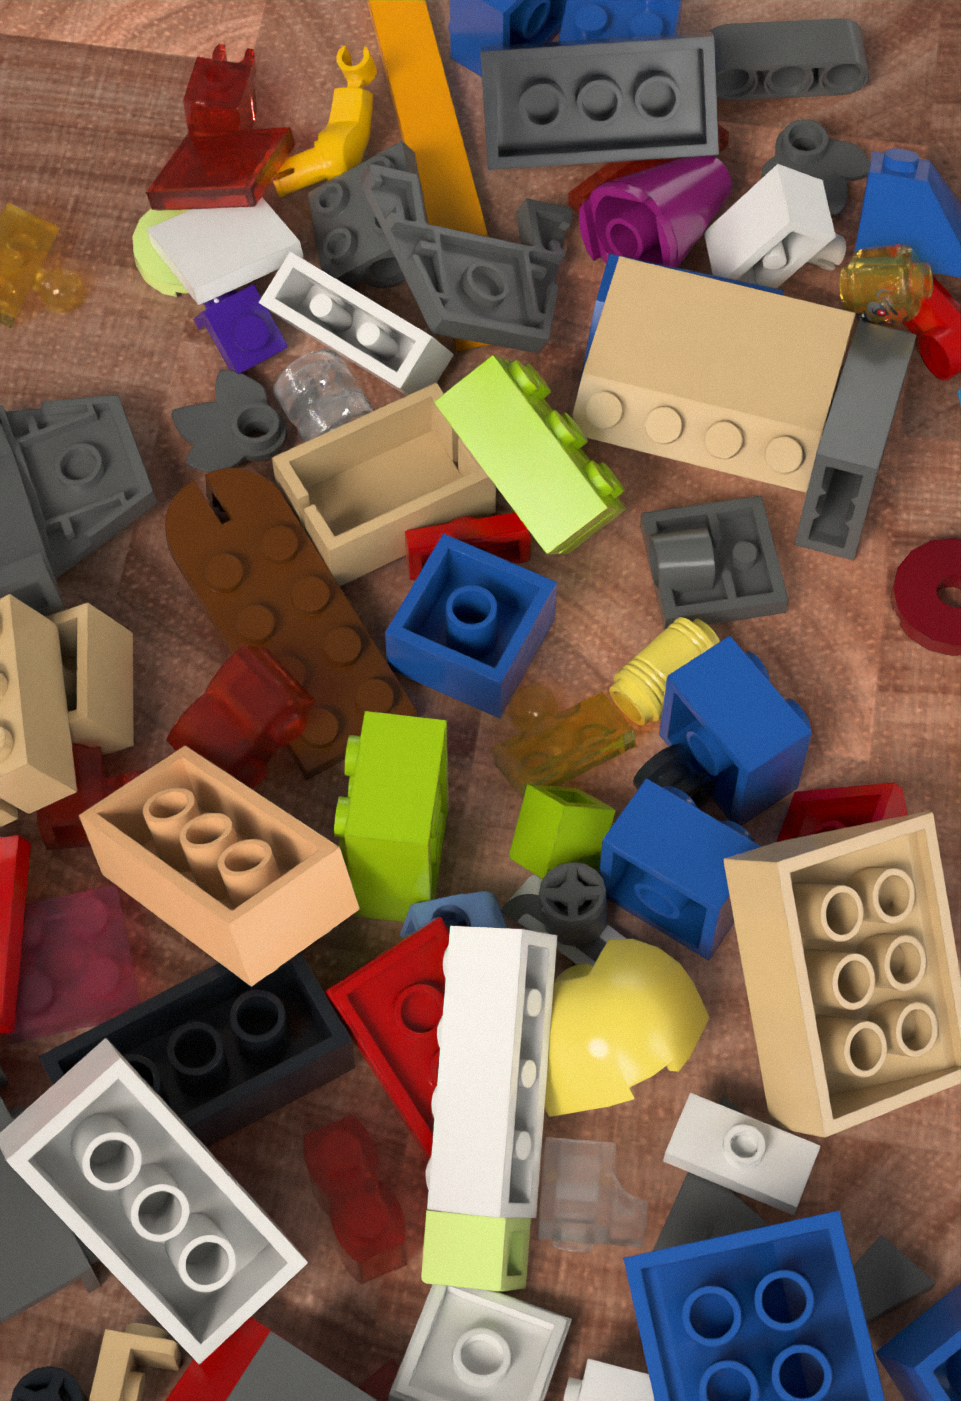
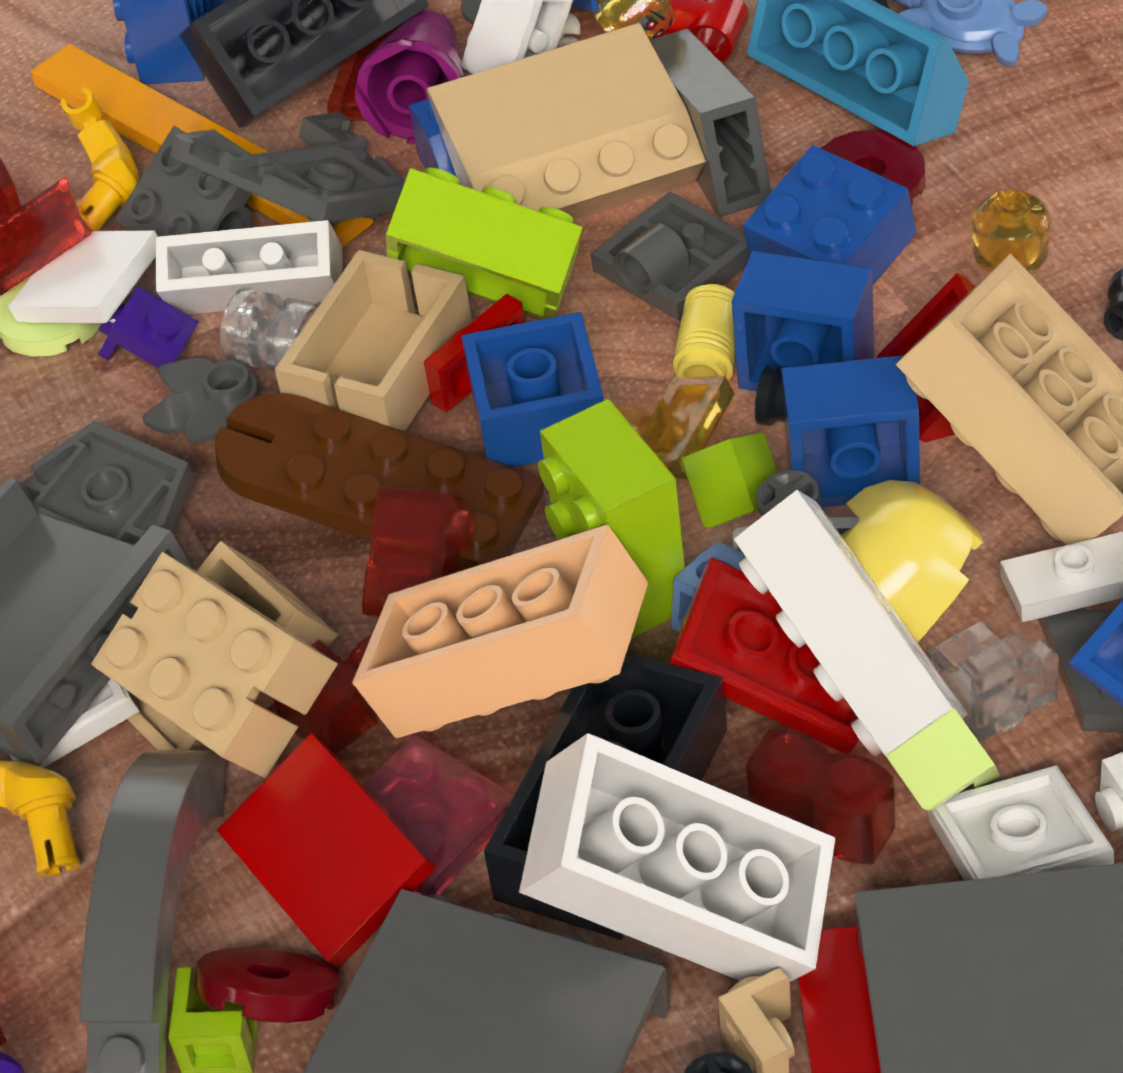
camera: 30 degrees left, 15 degrees down
(854, 639) = (833, 215): none -> blue brick

